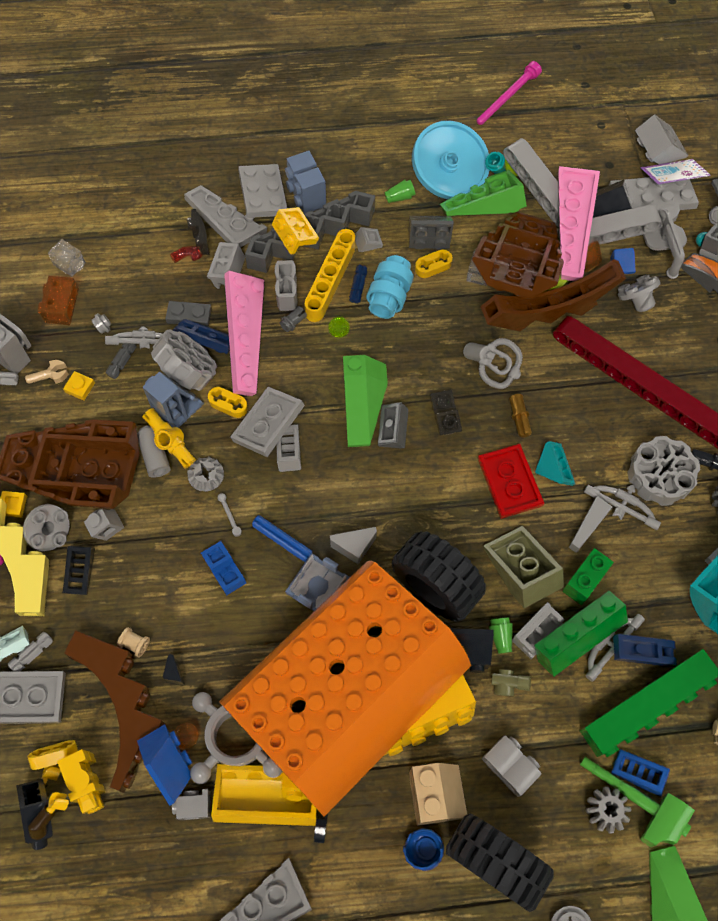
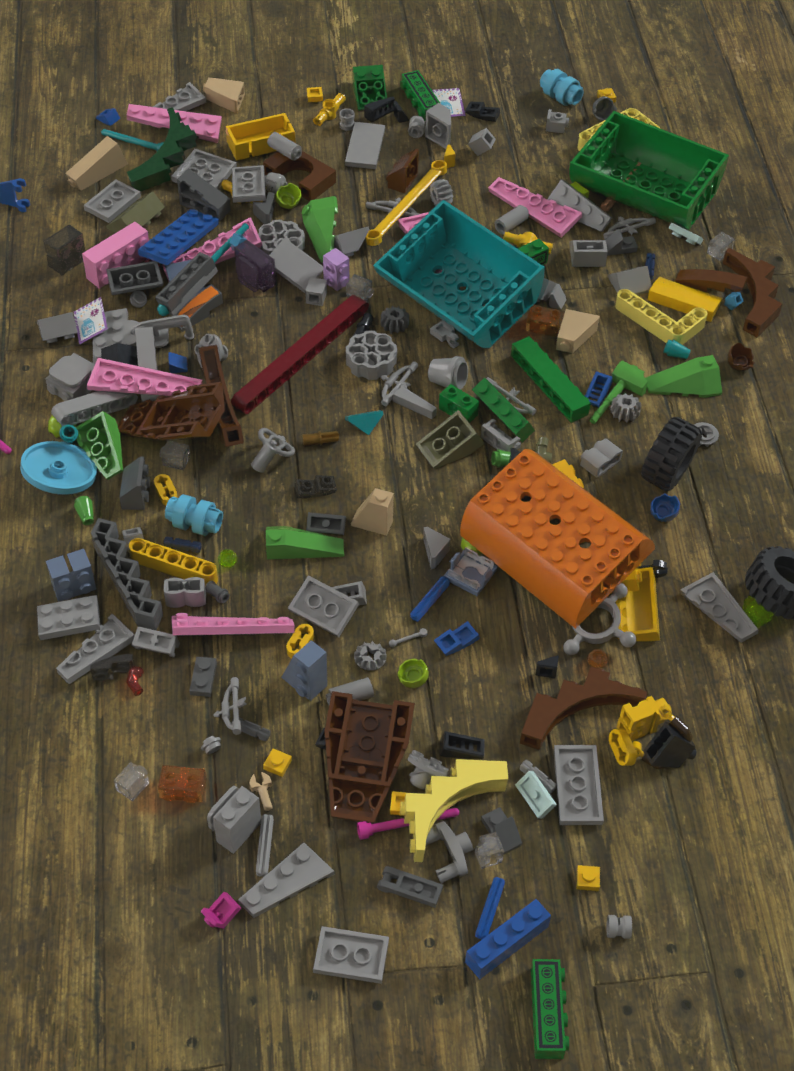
camera: 90 degrees left, 15 degrees down
(102, 519) = (422, 723): light grey brick -> none
(133, 642) = (524, 700): tan bush -> none
(166, 762) = (623, 660): blue slope -> none
(172, 516) = (413, 673): none -> lime hair
(175, 444) = (334, 677): yellow pin -> none
(184, 360) = (266, 660): light grey connector -> none
(193, 805) = (650, 648): light grey brick -> none
(204, 335) = (232, 658): dark blue plate -> none
(294, 229) = (135, 575): yellow bracket -> none
(395, 475) = (375, 512): none -> tan slope
(437, 793) = (629, 496): tan slope -> none
(439, 575) = (466, 475): black tyre -> none
(510, 481) = (377, 449): red tile -> none
(584, 153) = (69, 377): none -> light grey brick
(638, 564) = (448, 371): none -> light grey piece
(644, 650) = (513, 377): dark blue plate -> none

